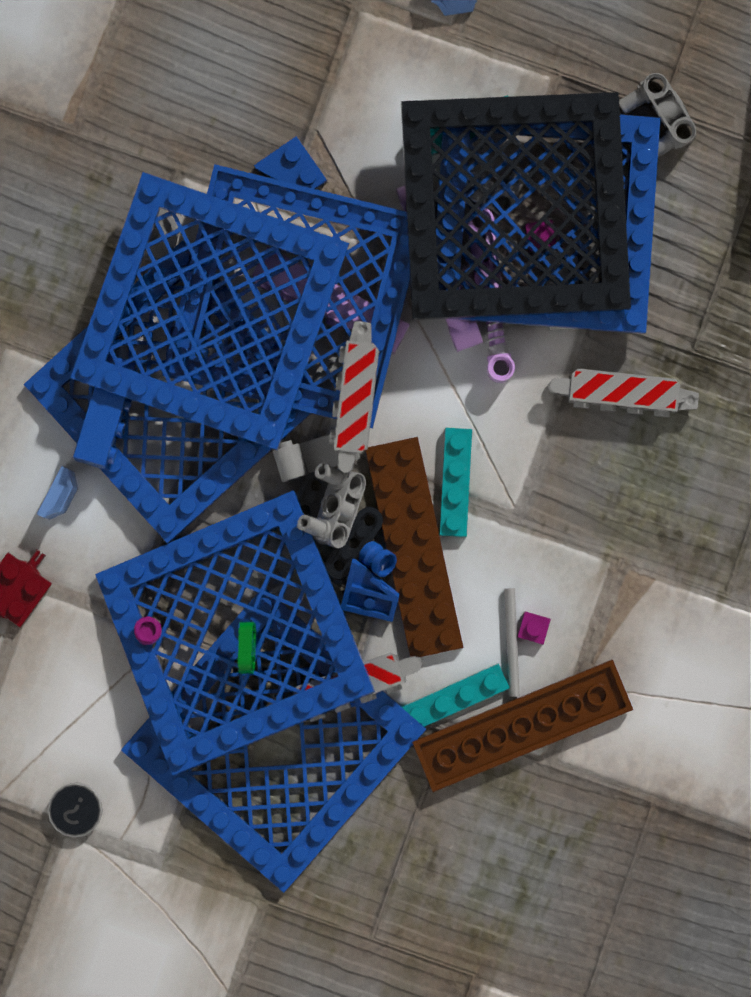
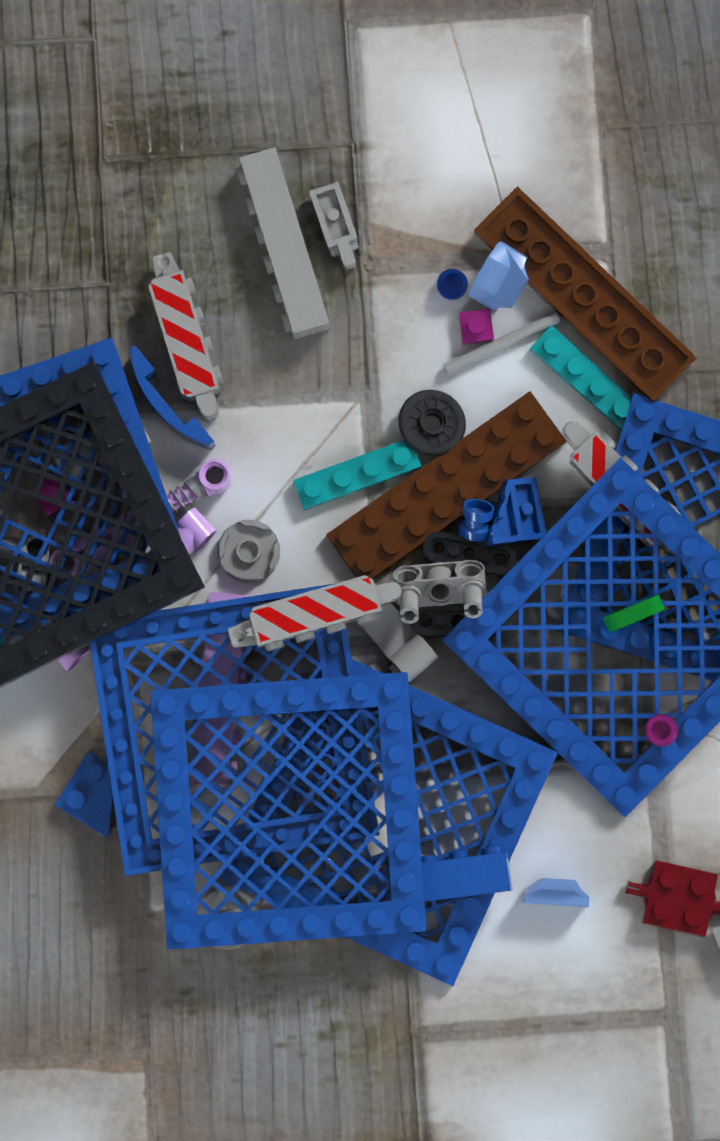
camera: 115 degrees left, 5 degrees down
(431, 371) = (249, 551): none -> light grey tile
(467, 542) = (418, 435): none -> black wheel
(563, 663) = (500, 278): none -> medium blue slope
(576, 623) = (452, 284): none -> clear blue plate
(608, 346) = (191, 430): none -> blue slope
(666, 502) = (283, 242): none -> light grey brick
(666, 551) = (335, 223): none -> light grey hinge

